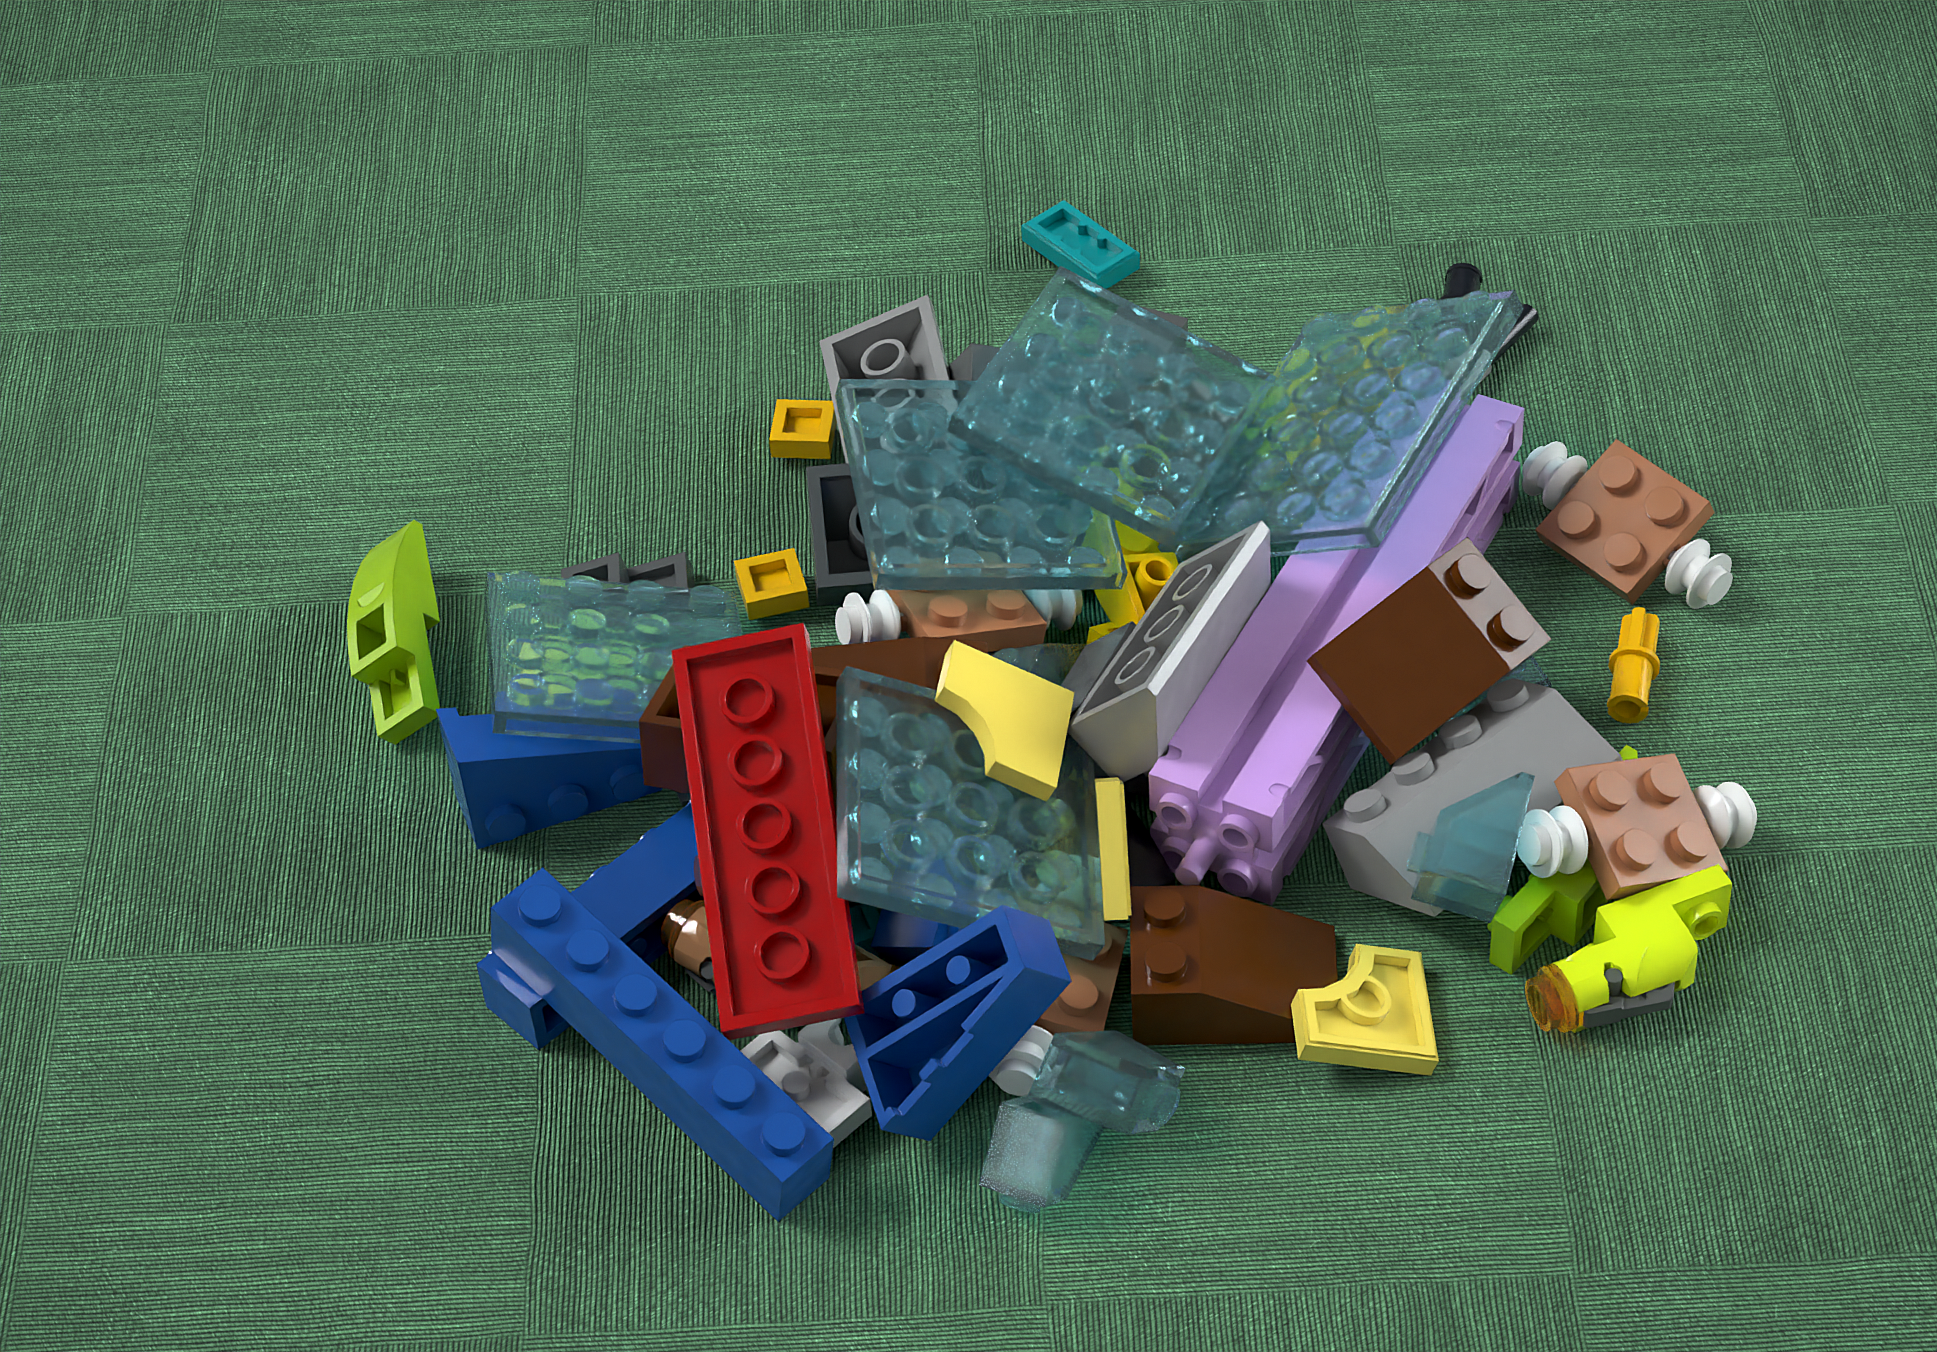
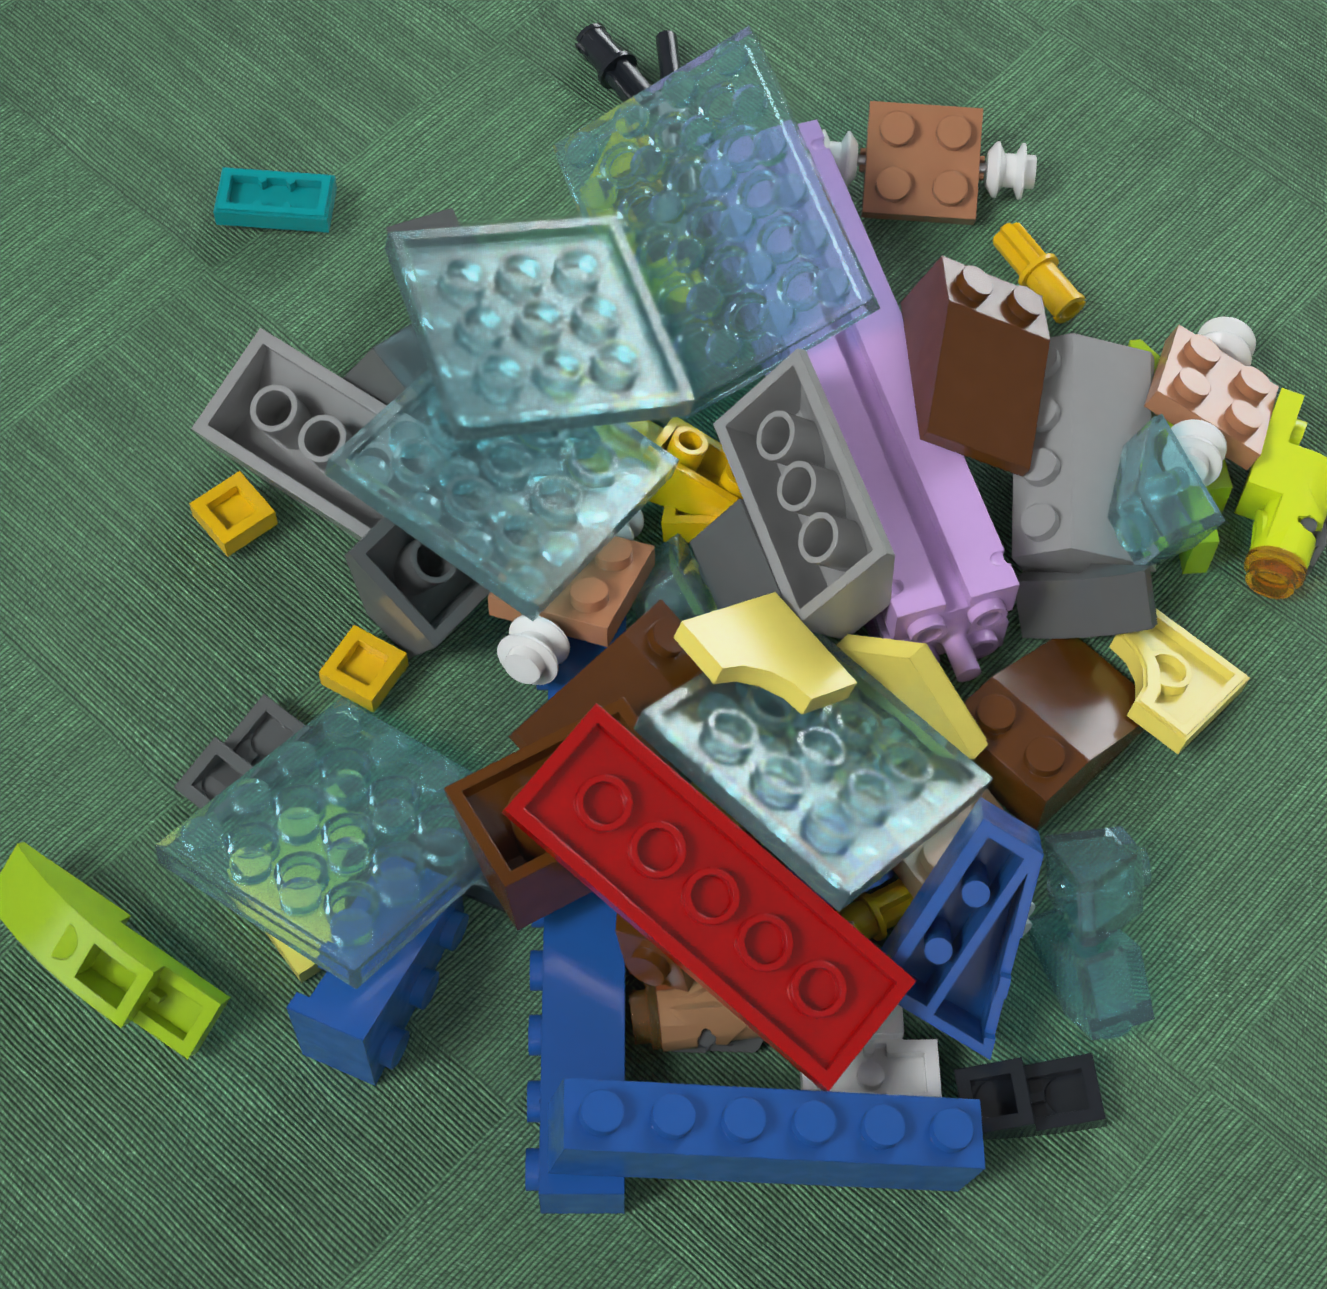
camera: 50 degrees left, 15 degrees up
(894, 1199) = (1034, 1097): none -> black slope
(1350, 899) = (1086, 604): none -> dark grey slope

